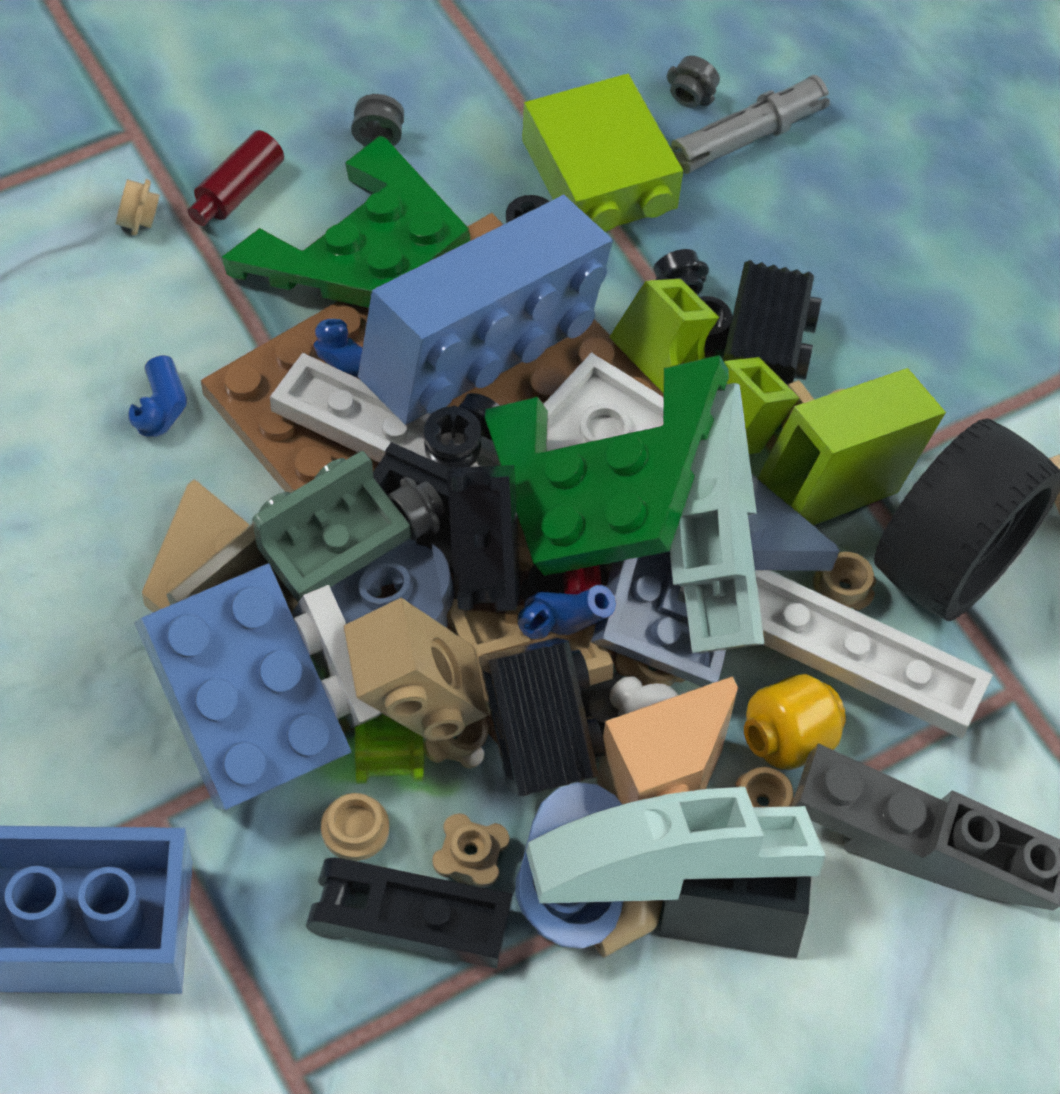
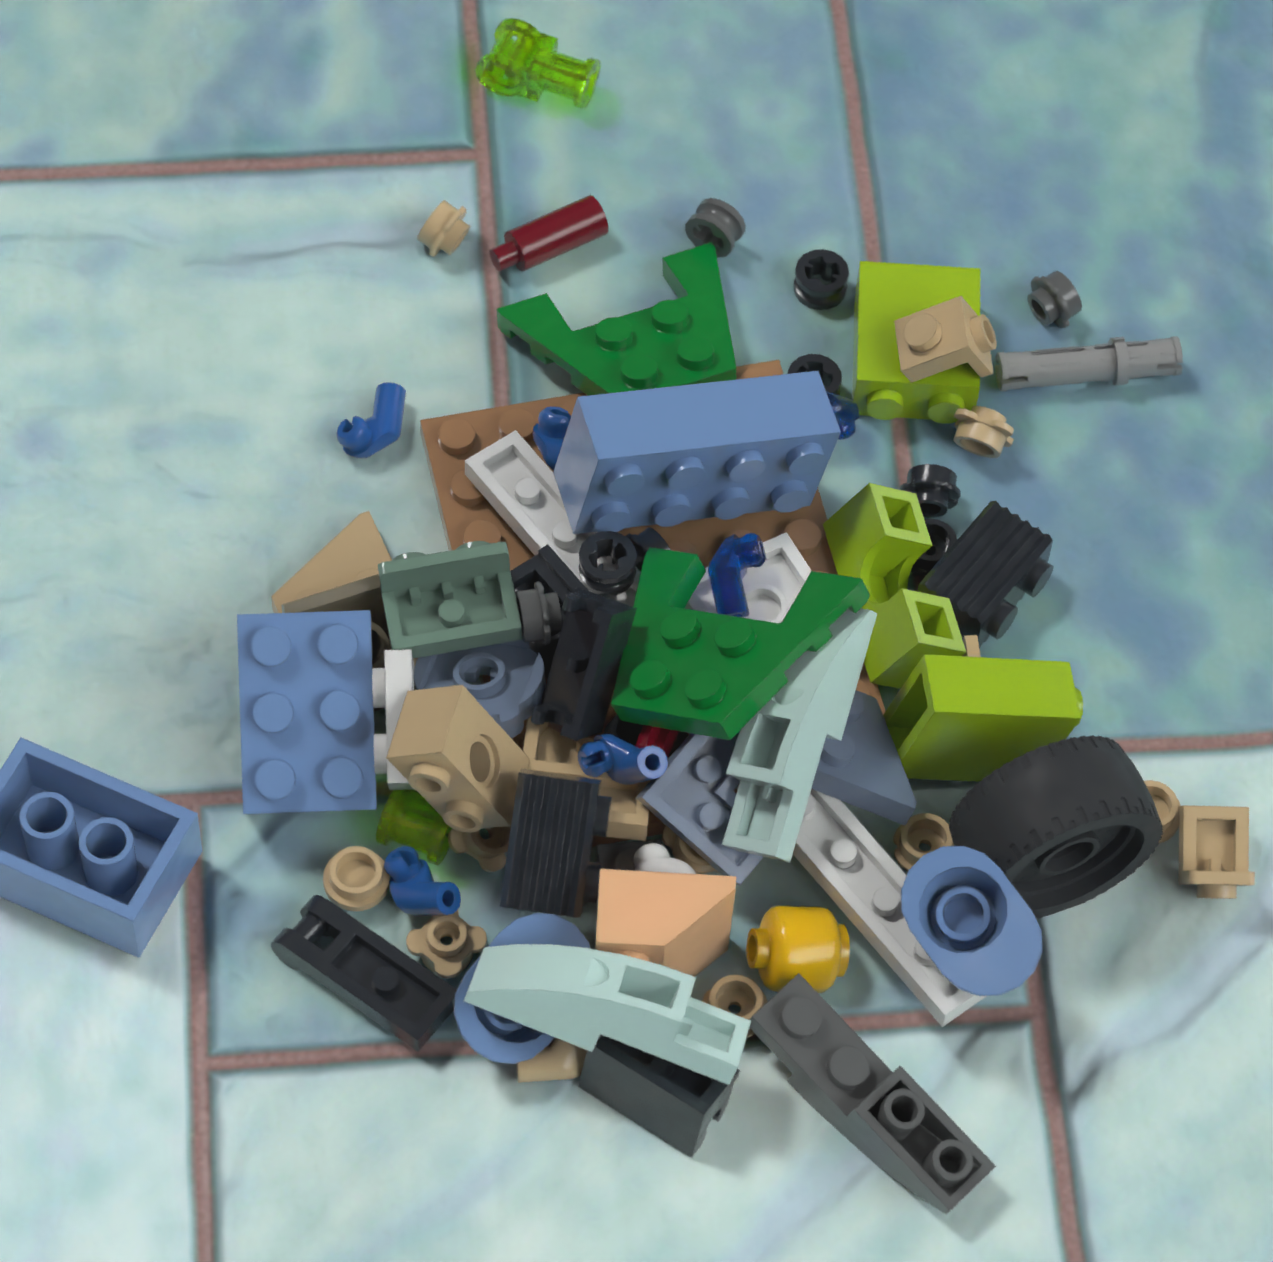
camera: 25 degrees right, 0 degrees up
(147, 41) = (535, 66): none -> clear neon green connector
(418, 812) = (415, 888): none -> blue arm
(489, 147) = (831, 268): none -> black bush
(566, 408) = (730, 567): none -> clear blue arm
(637, 139) = (944, 339): none -> tan bracket
(697, 209) = (982, 431): none -> tan plate
(962, 630) = (971, 921): none -> medium blue piece

